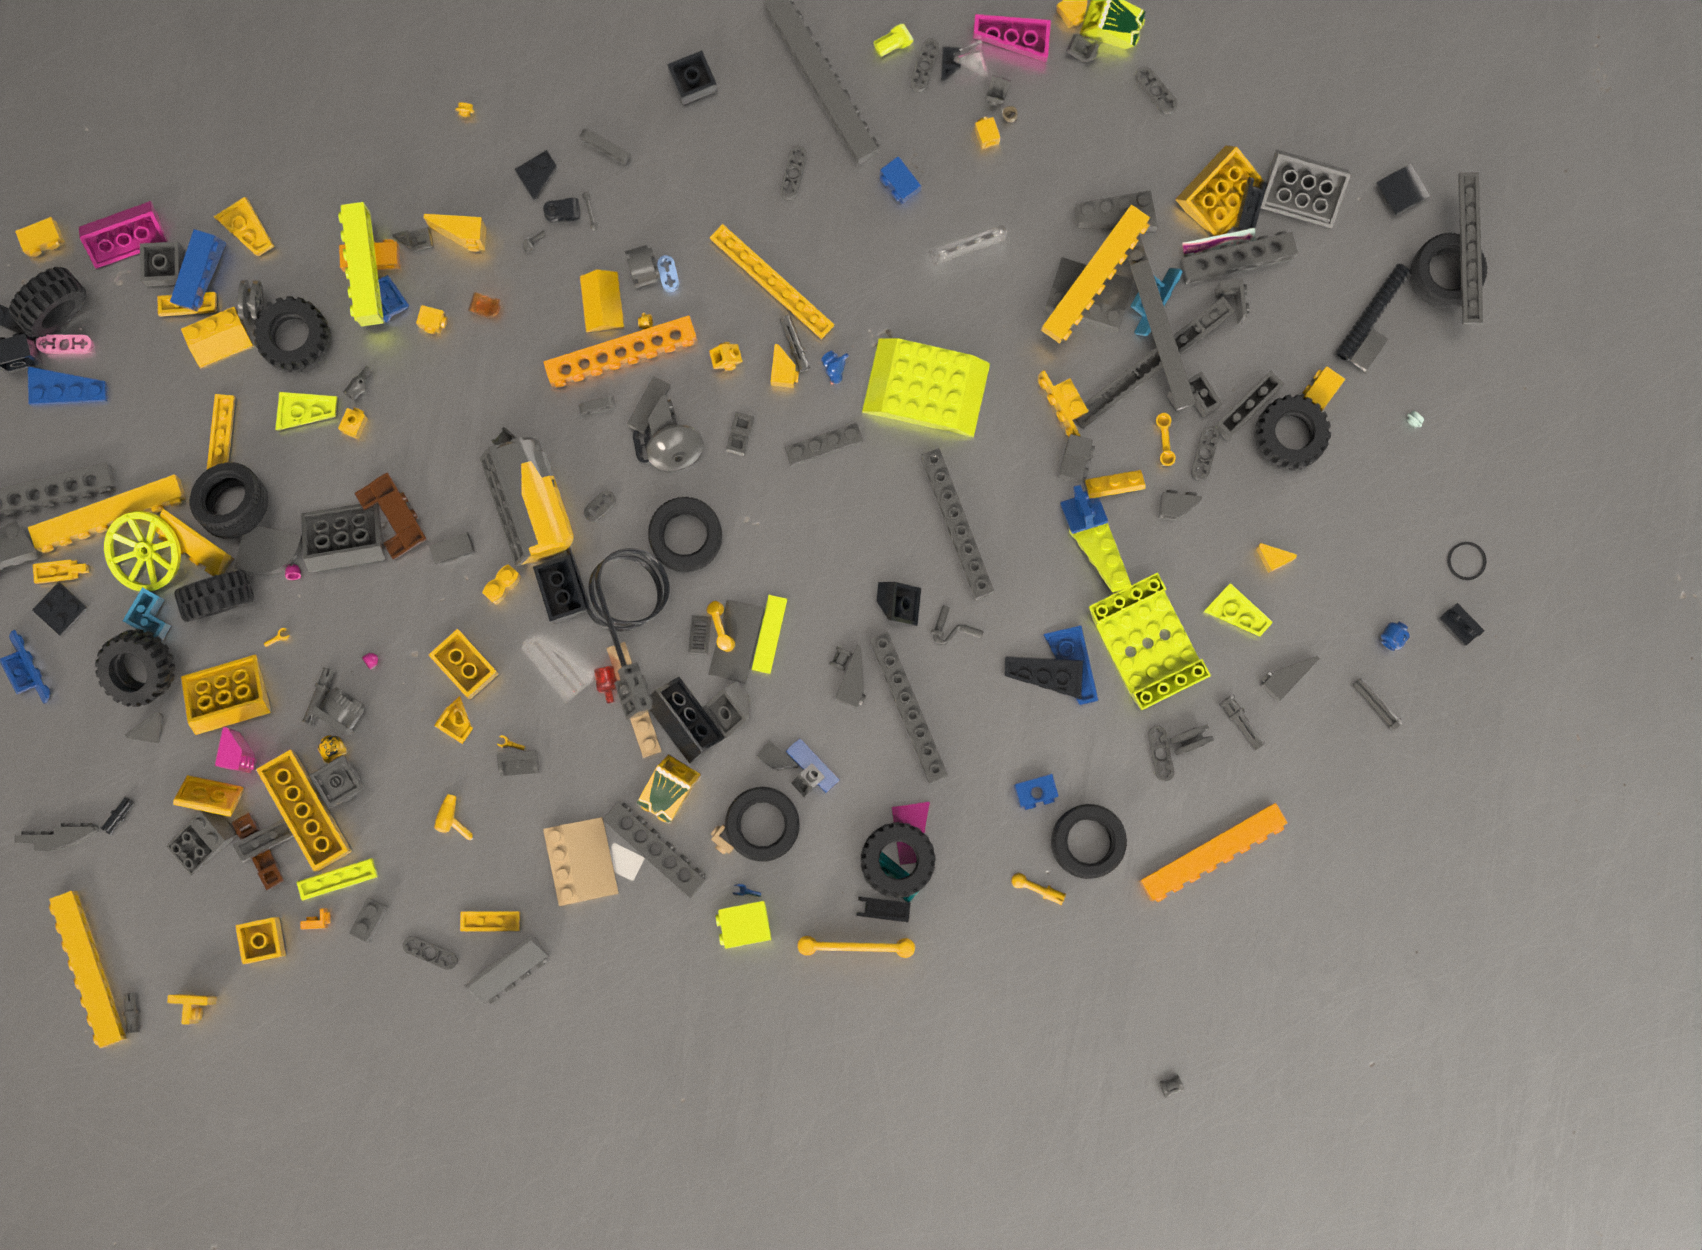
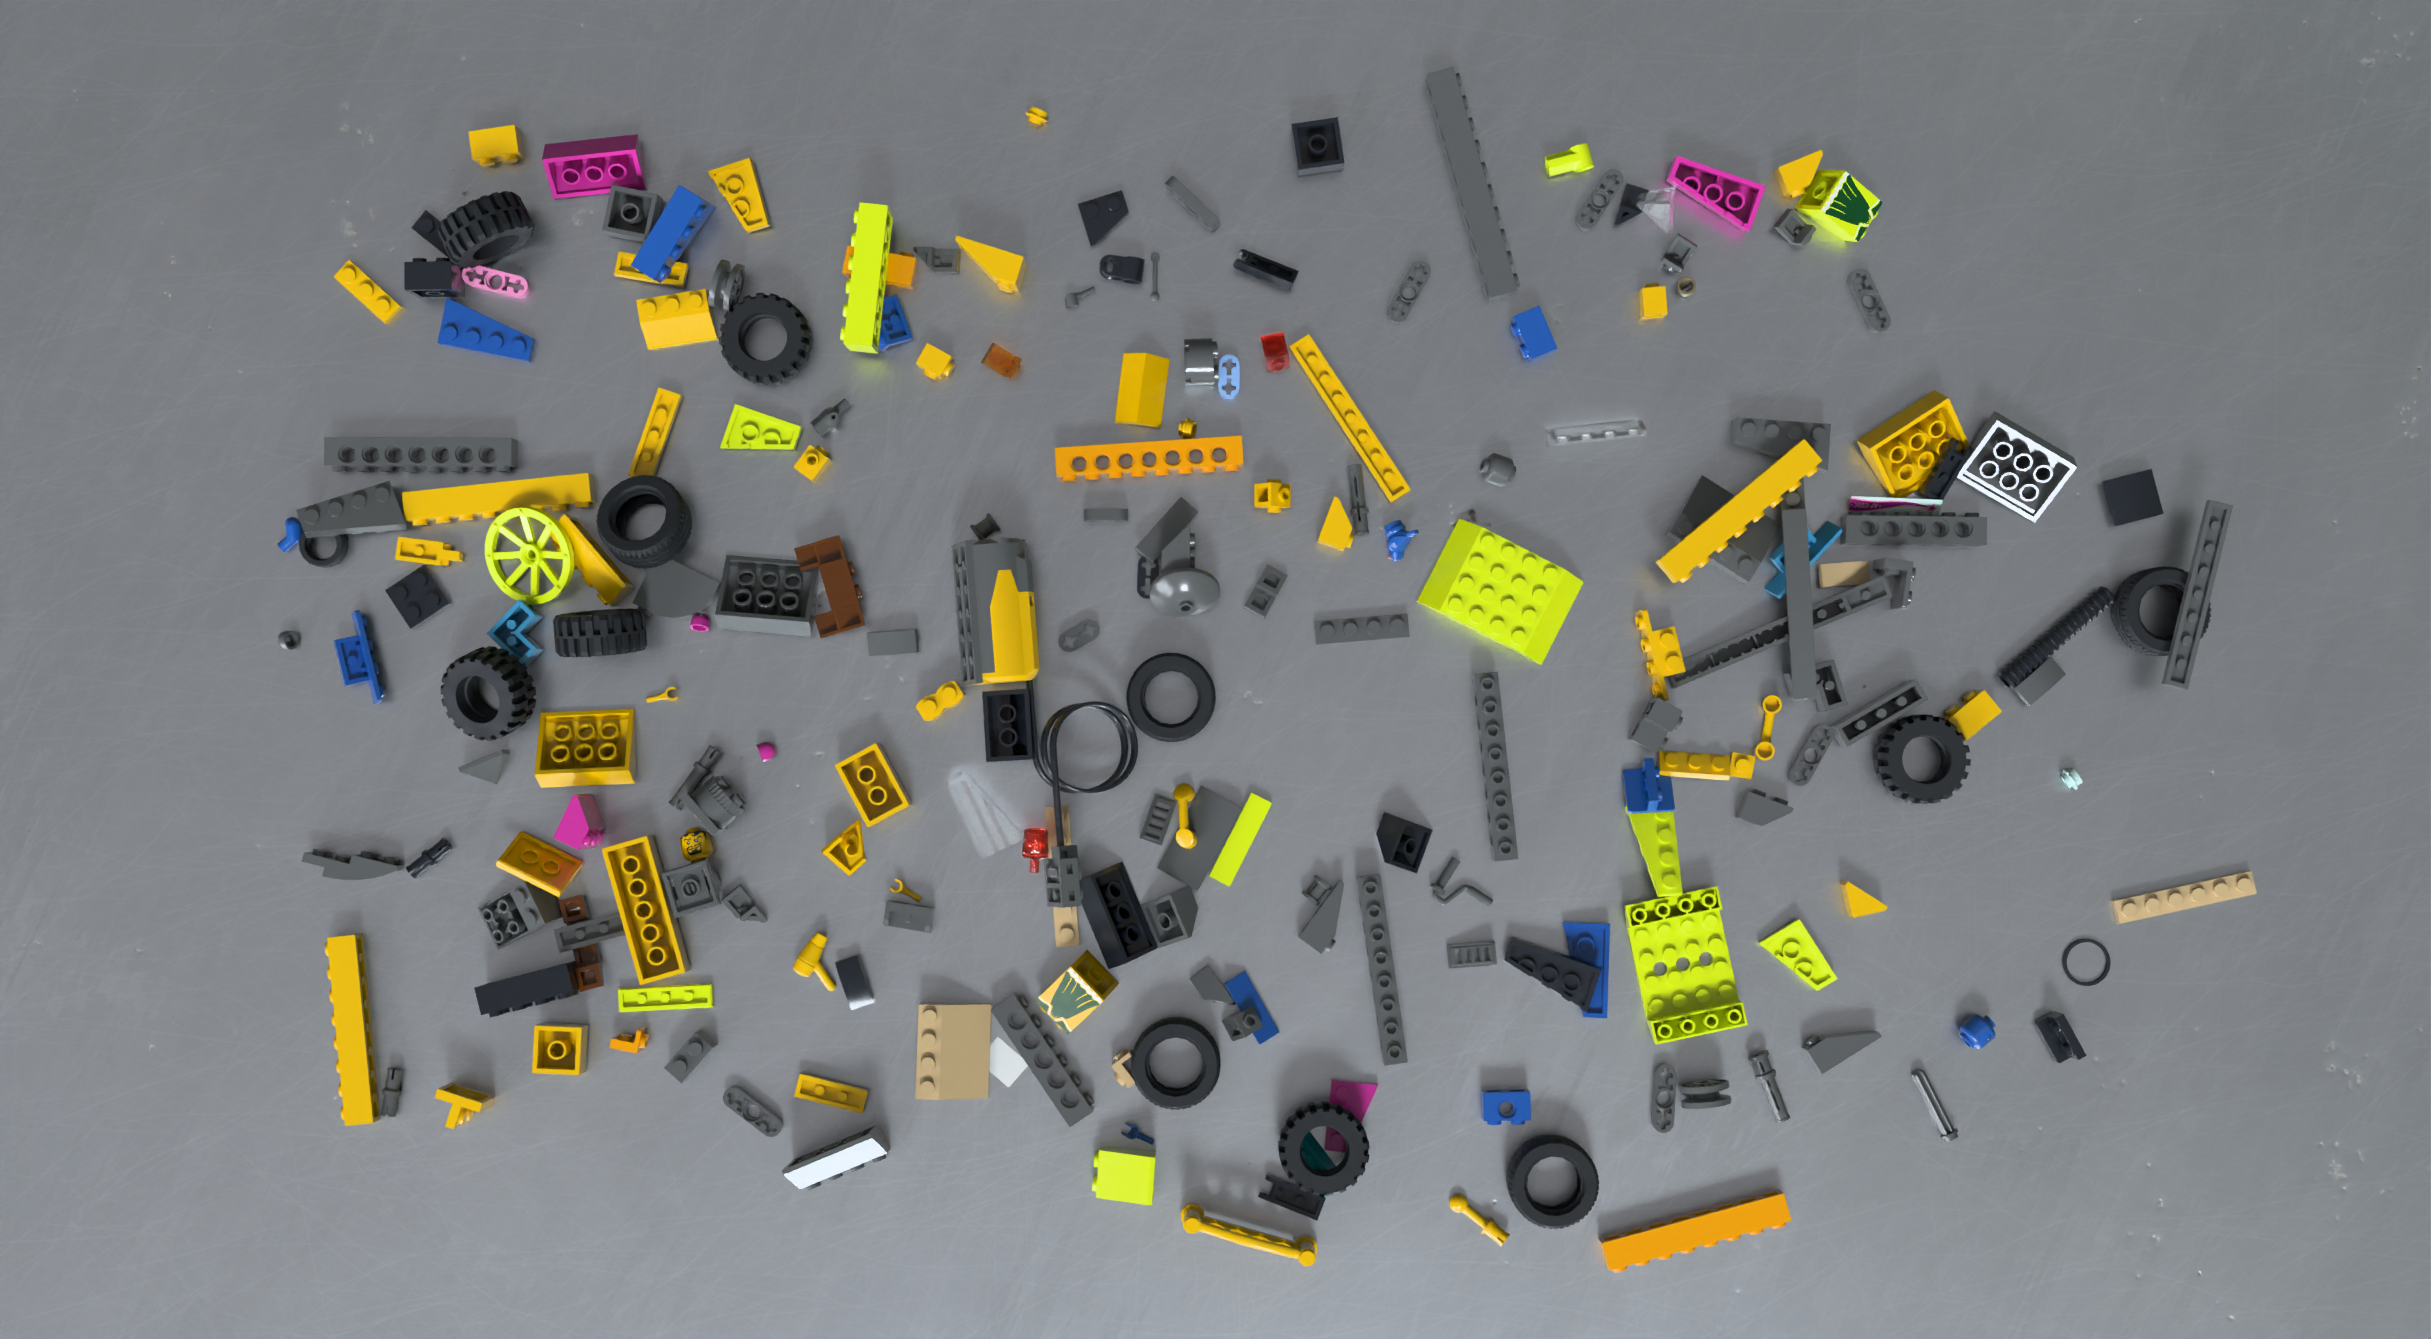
camera: 20 degrees right, 5 degrees up
(223, 897) = (524, 989): none -> black brick
(382, 789) = (743, 906): none -> dark grey slope
(487, 827) = (854, 982): none -> black slope
(676, 182) = (1266, 269): none -> black hinge
(700, 245) = (1275, 352): none -> clear red bracket
(899, 292) = (1498, 469): none -> dark grey head
(994, 675) = (1472, 963): none -> dark grey slope
(1152, 475) = (1741, 765): none -> yellow plate
(1192, 305) = (1843, 574): none -> tan slope
(1529, 489) = (2184, 897): none -> tan plate

